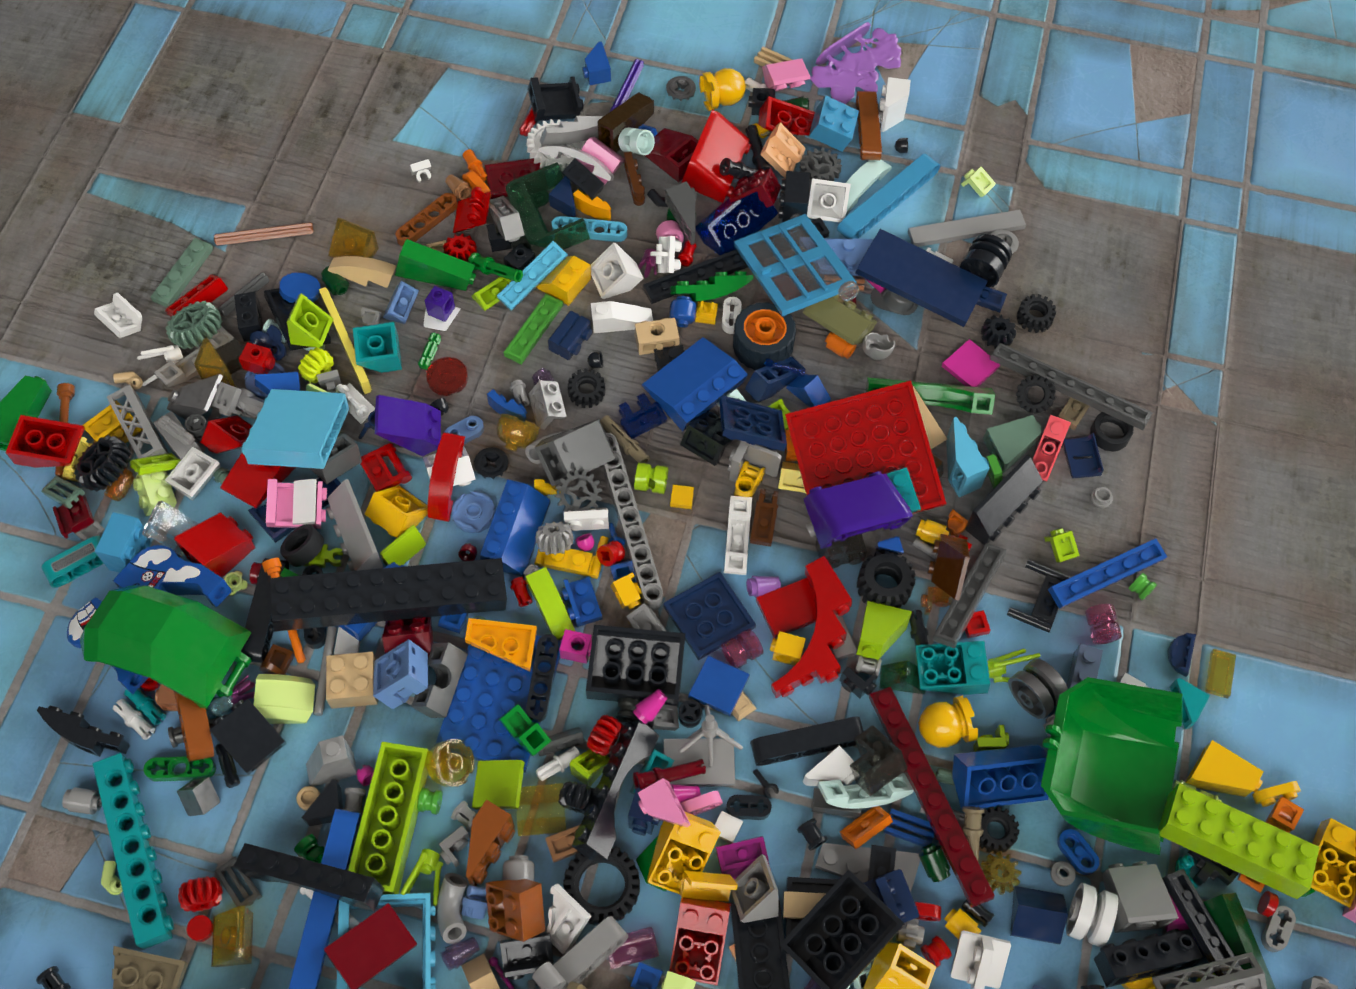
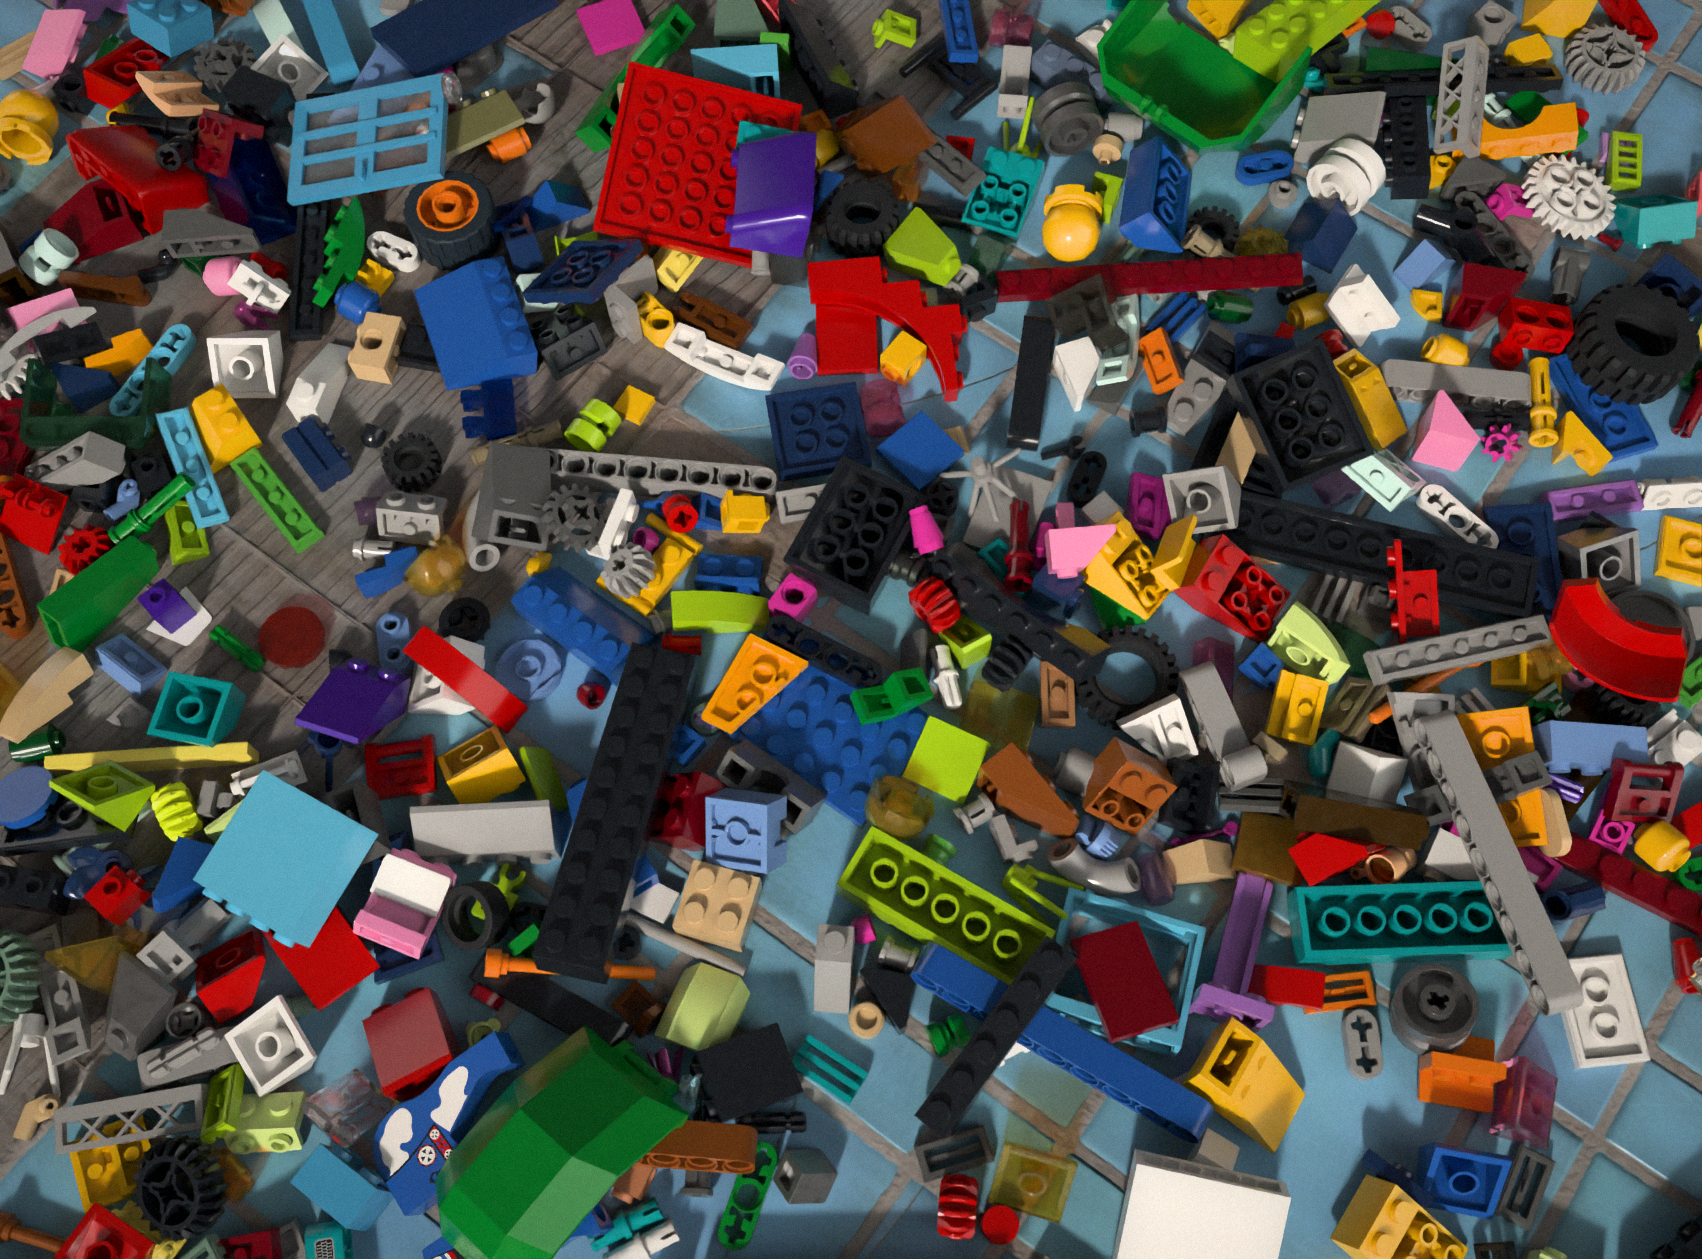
camera: 65 degrees left, 5 degrees up
(261, 785) = (854, 1085): none -> teal tile
(498, 254) = (127, 499): none -> medium blue arm
(1033, 728) = (1107, 149): none -> tan tile
(1056, 642) = (1014, 81): none -> light grey arch

